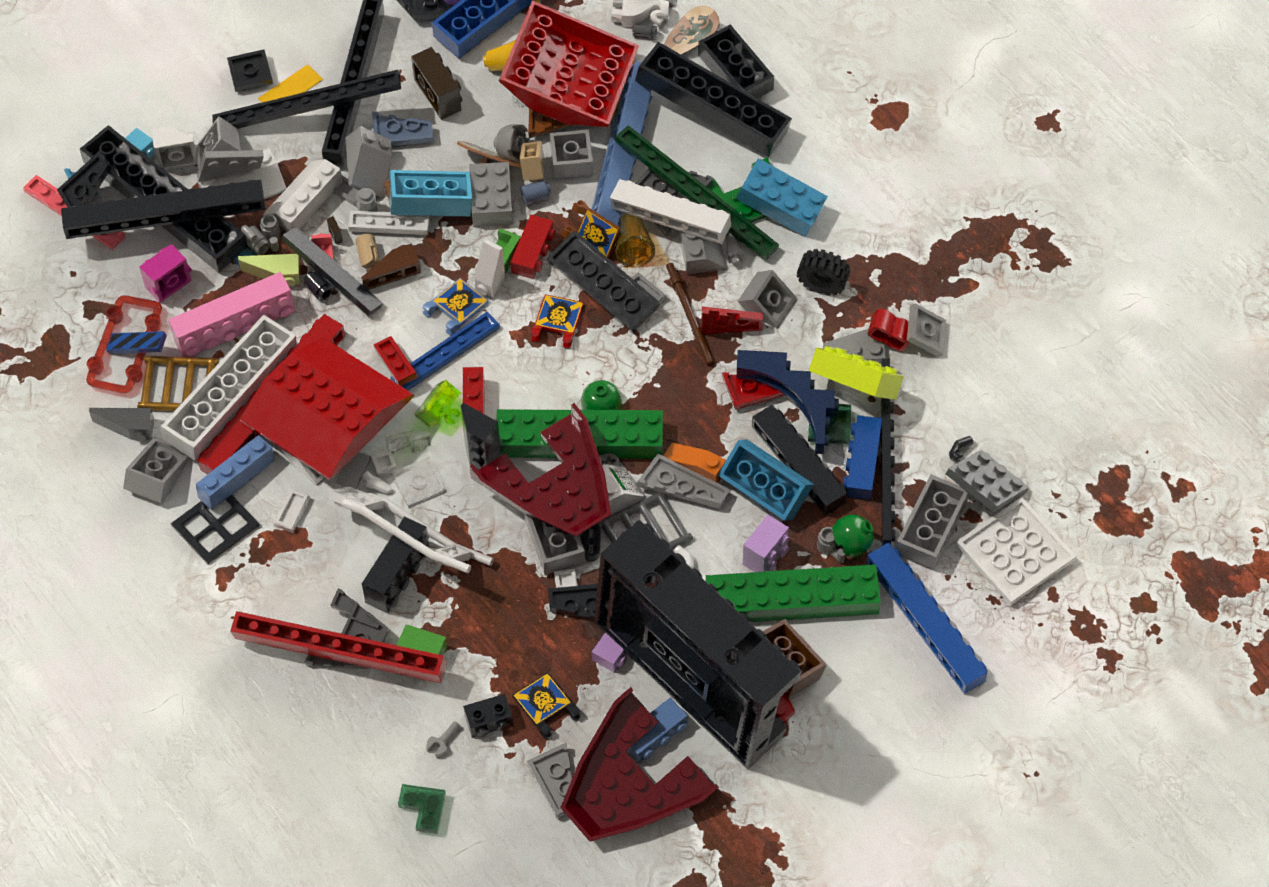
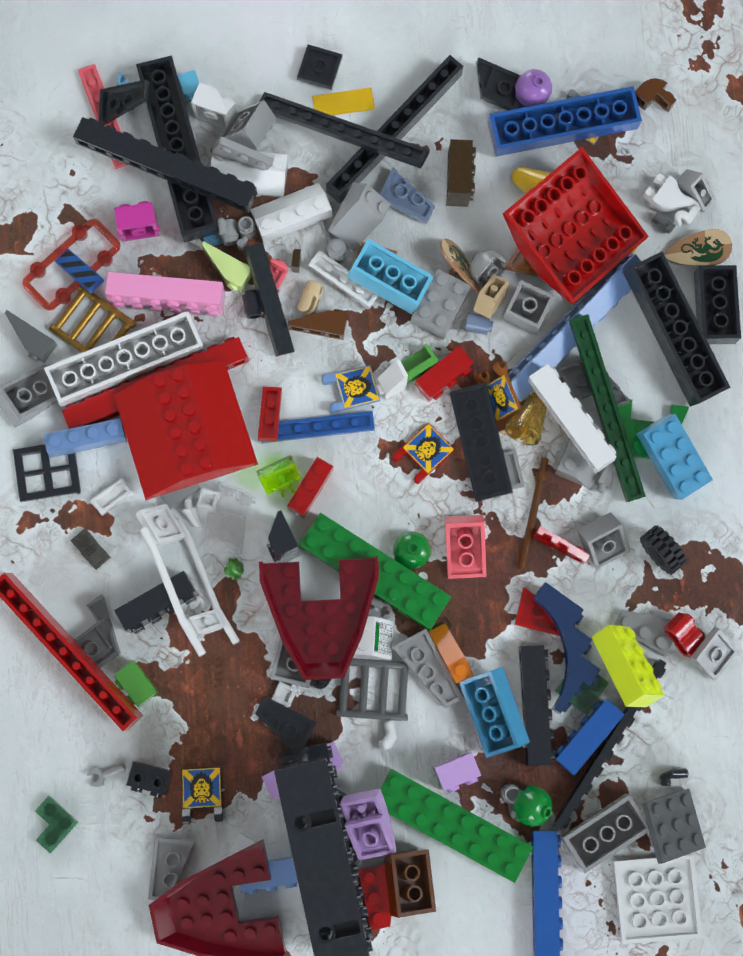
camera: 25 degrees right, 20 degrees up
(301, 563) = (90, 549): none -> clear smoke slope
(448, 503) = (234, 568): none -> bright green plant
(648, 370) = (465, 546): none -> coral slope

